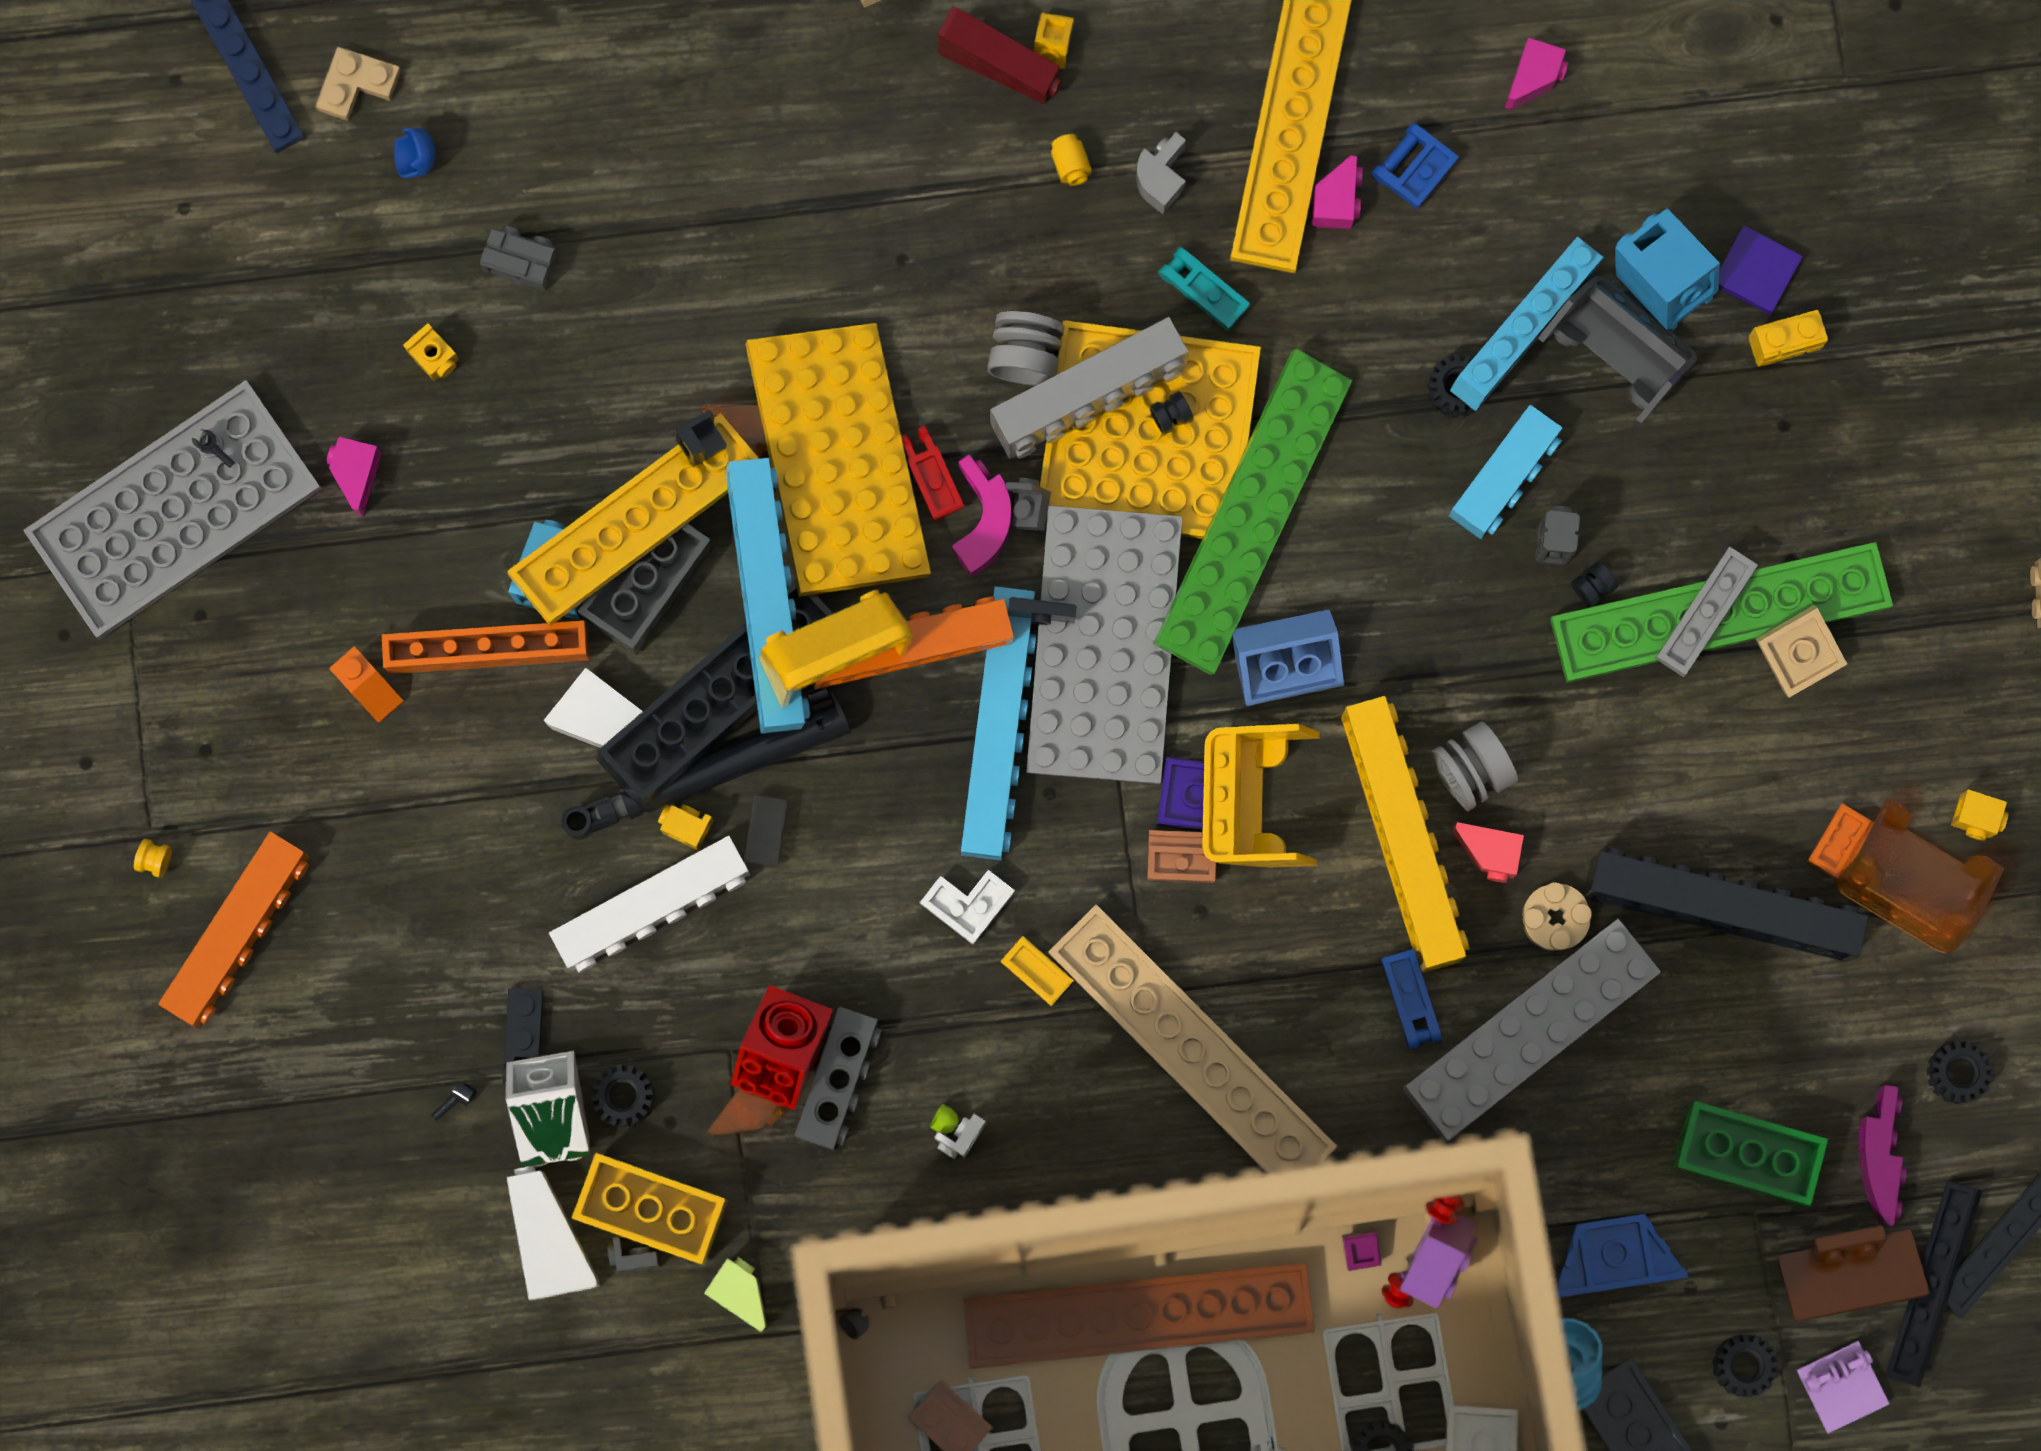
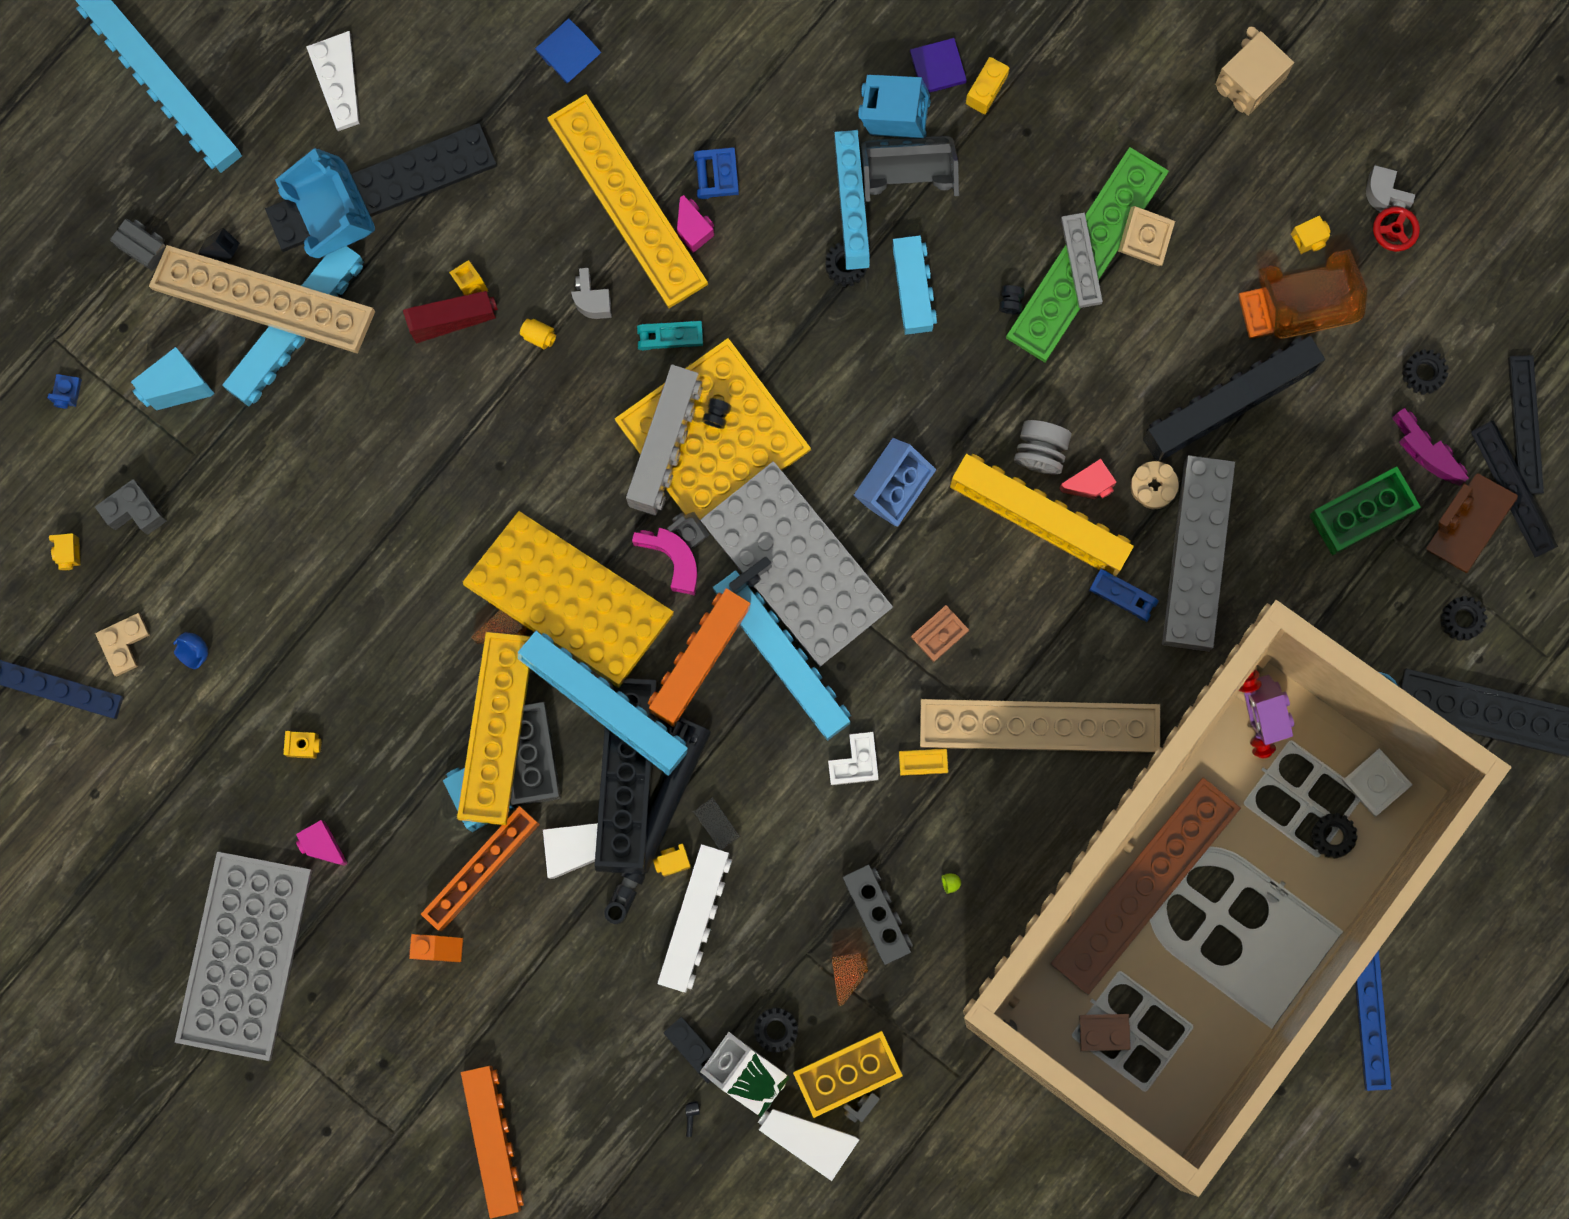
camera: 40 degrees left, 0 degrees up
(152, 858) = (411, 1146): yellow wheel -> none
(213, 448) = (235, 903): black hand -> none
(519, 258) = (299, 652): dark grey brick -> none
(700, 439) = (489, 655): black panel -> none
(739, 1292) = (932, 1071): yellowish green slope -> none
(781, 1047) = (835, 925): red brick -> none
(834, 644) = (667, 693): yellow windscreen -> none
(932, 477) = (625, 562): red hinge -> none
(967, 1132) = (968, 878): white bracket -> none
(1025, 347) = (608, 448): light grey wheel -> none
(1182, 794) = (915, 596): dark purple tile -> none
(1235, 794) = (936, 577): yellow windscreen -> none
(1252, 512) = (806, 425): bright green plate -> none
(1361, 1250) = (1223, 744): magenta tile -> none
(1537, 72) = (731, 68): dark pink slope -> none
(1557, 536) = (971, 292): dark grey brick -> none
(1616, 1256) = (1353, 619): blue wing -> none
(1843, 1386) = (1520, 582): lavender hinge -> none

